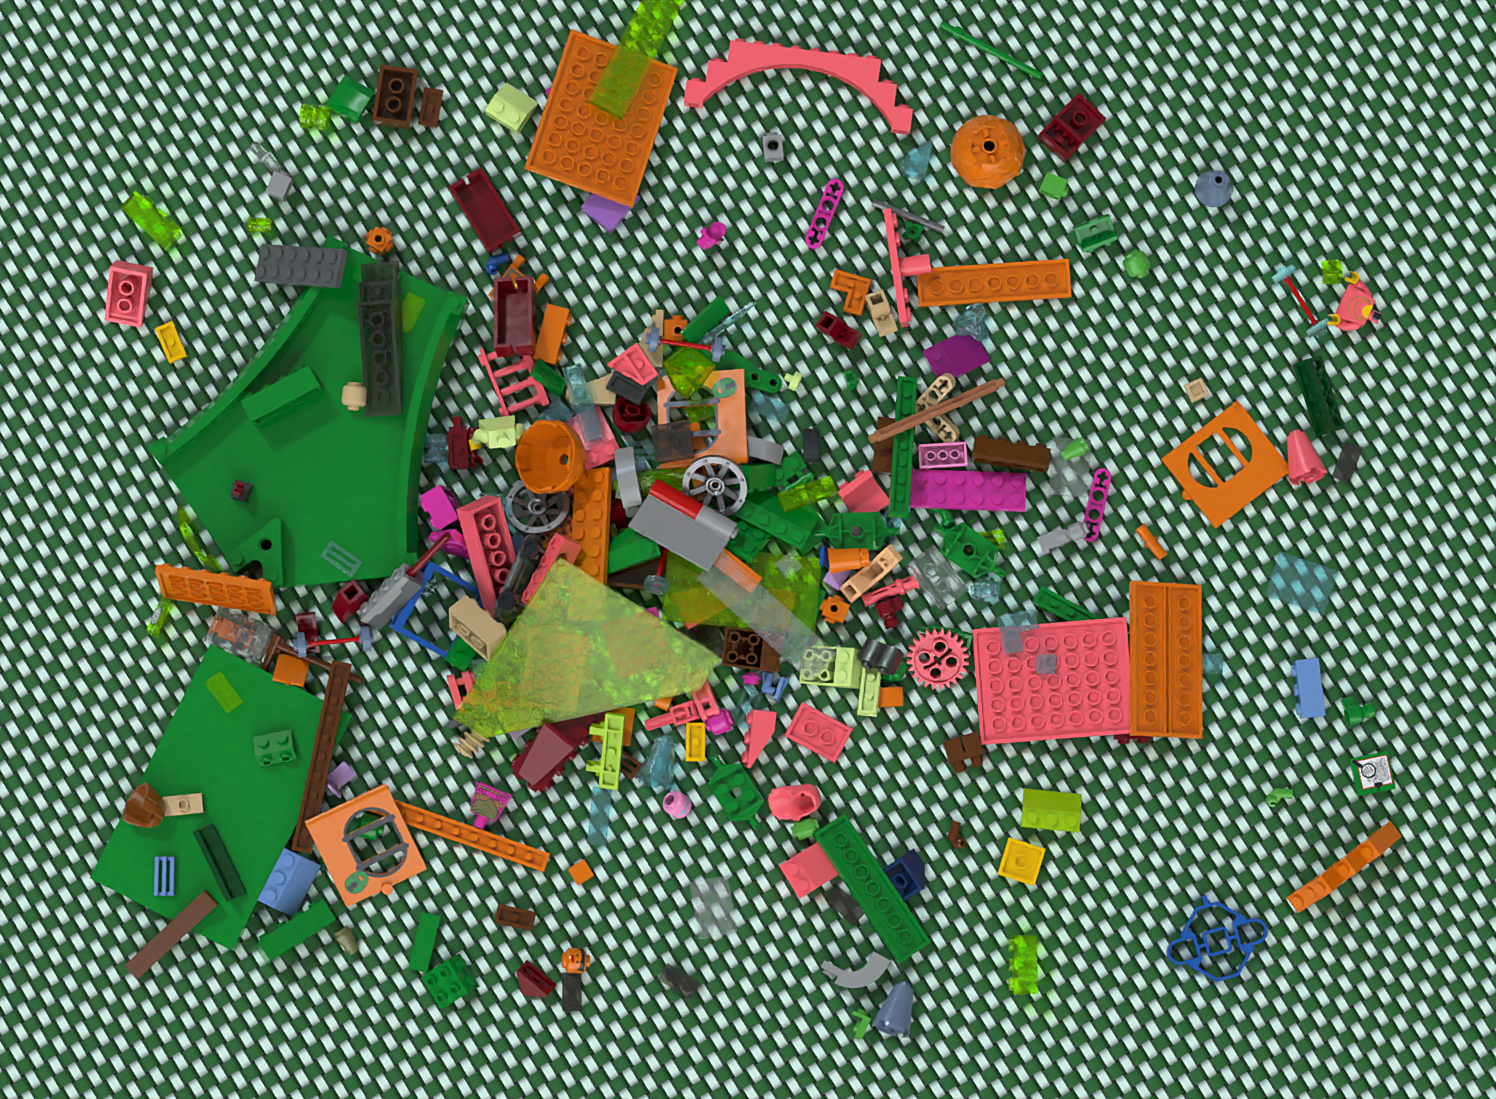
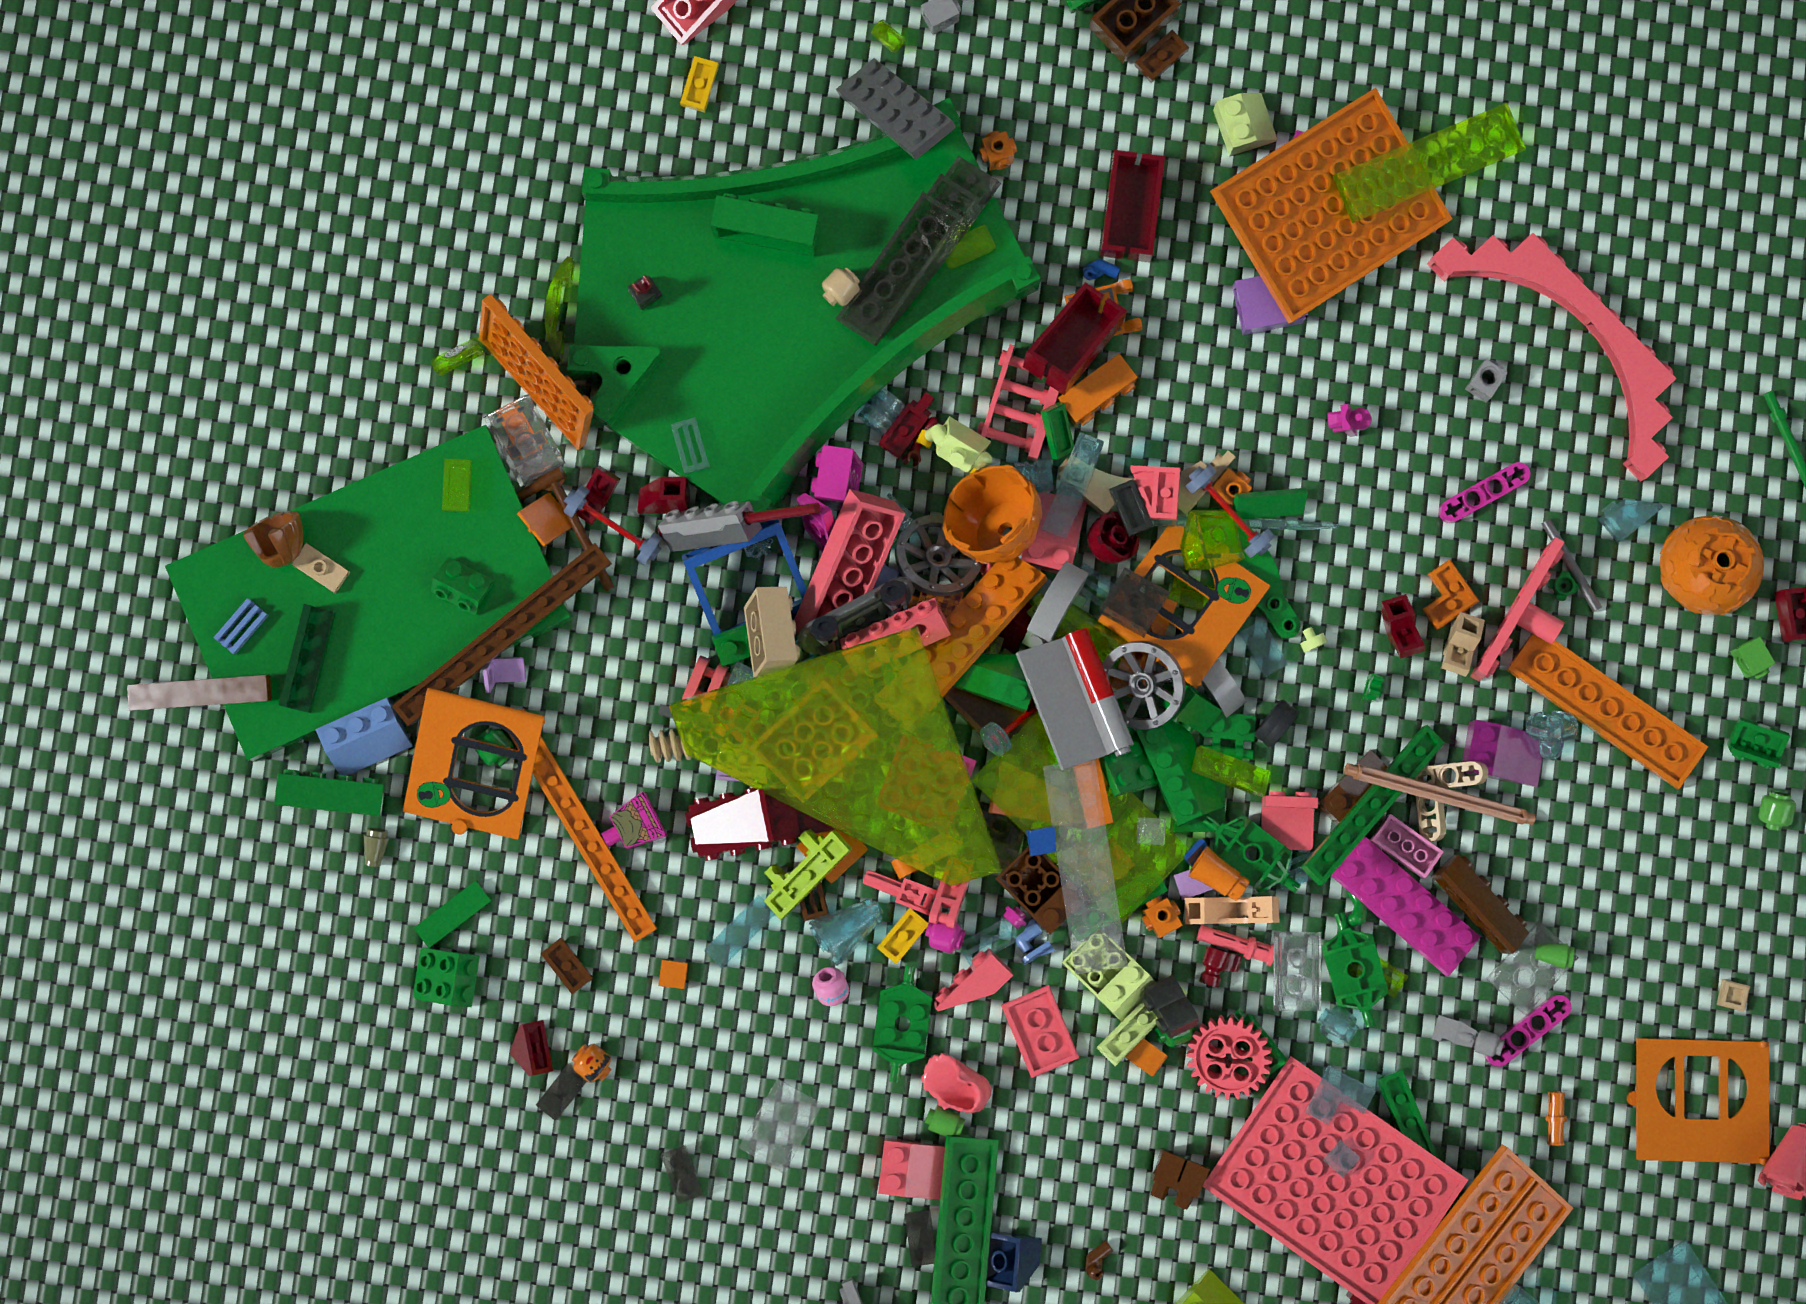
camera: 35 degrees right, 0 degrees up
(730, 621) = (1041, 840): none -> blue slope

